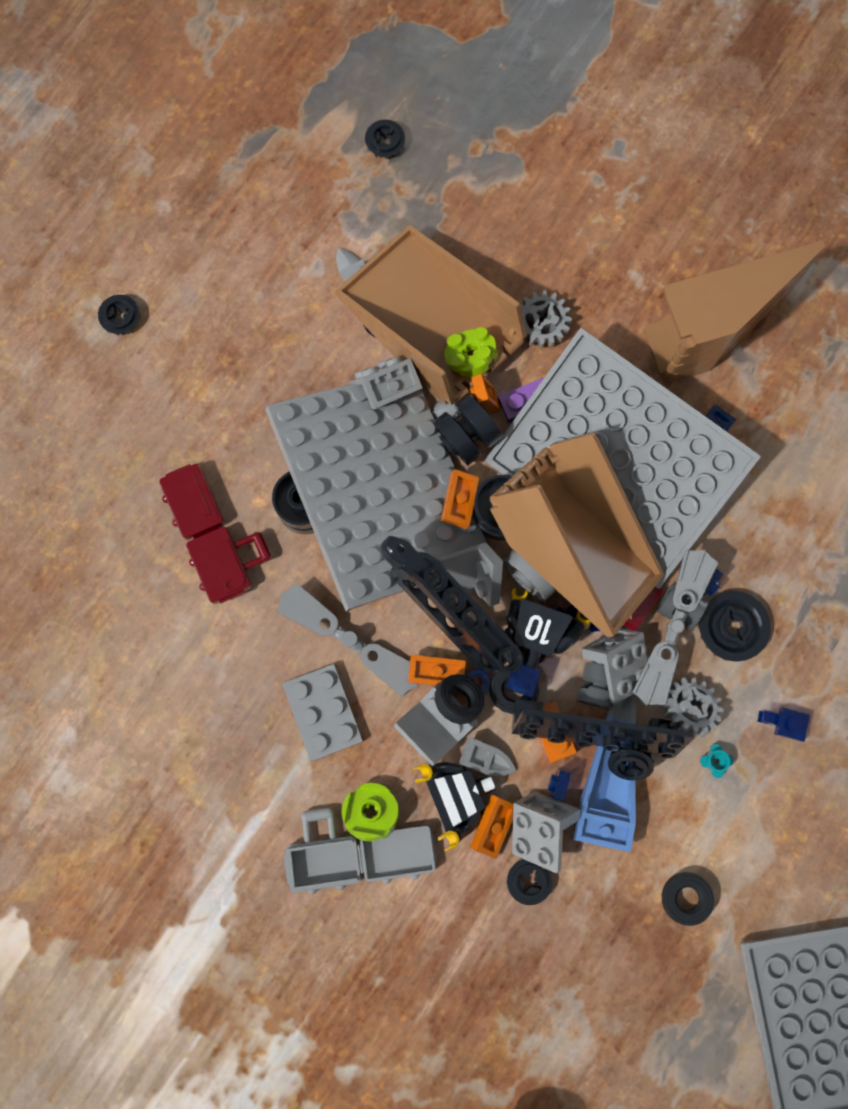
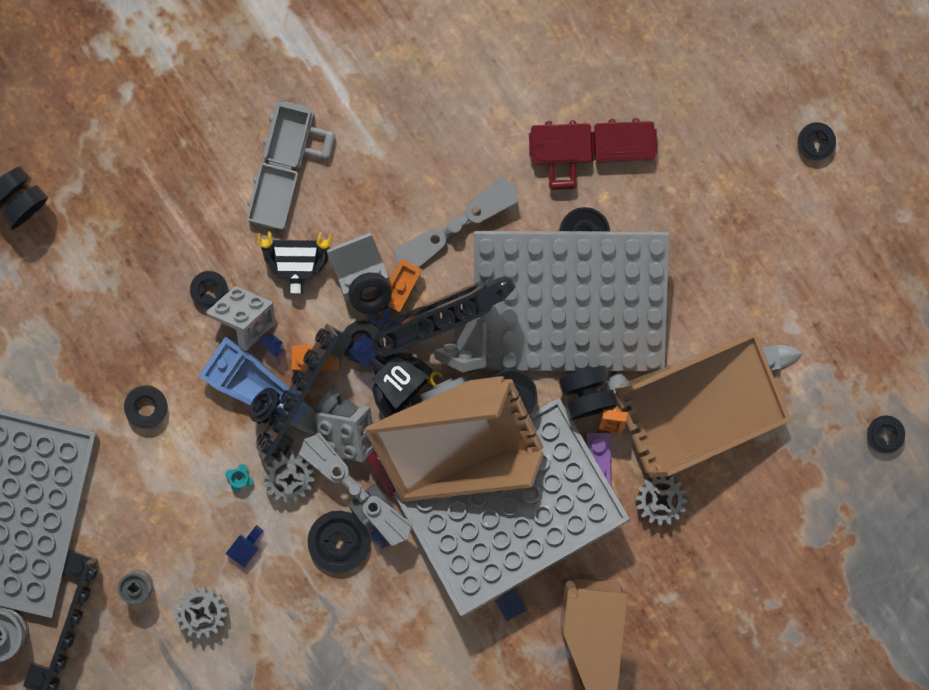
camera: 115 degrees right, 10 degrees up
(322, 712) = (406, 181): light grey plate -> none
(361, 799) = (299, 191): lime plate -> none
(388, 382) = (657, 343): light grey bracket -> none
(460, 499) = (531, 361): orange plate -> none
(466, 341) = (666, 419): lime plate -> none
(486, 759) = (316, 295): light grey plate -> none
(493, 827) = (261, 279): orange plate -> none

